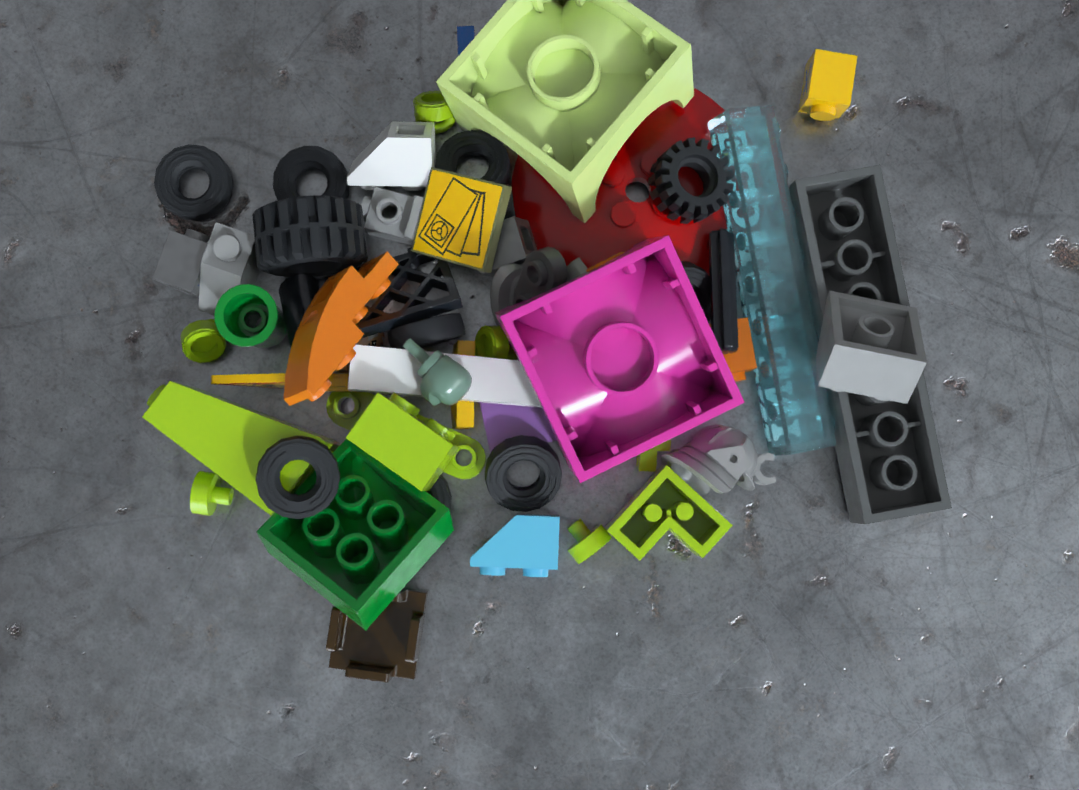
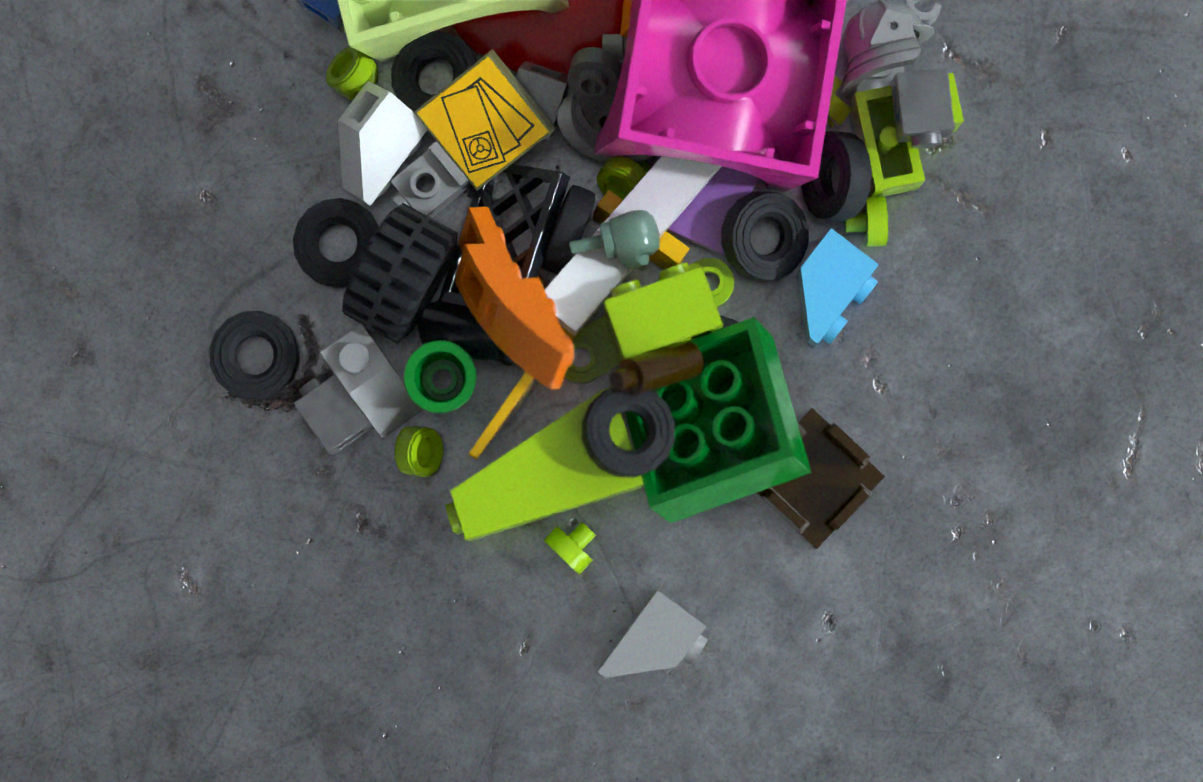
camera: 55 degrees left, 0 degrees up
(183, 600) = (656, 640): none -> light grey slope
(355, 466) = (657, 368): none -> dark brown cylinder
(608, 506) = (853, 180): none -> black tyre
(689, 522) = (922, 107): none -> flat silver brick

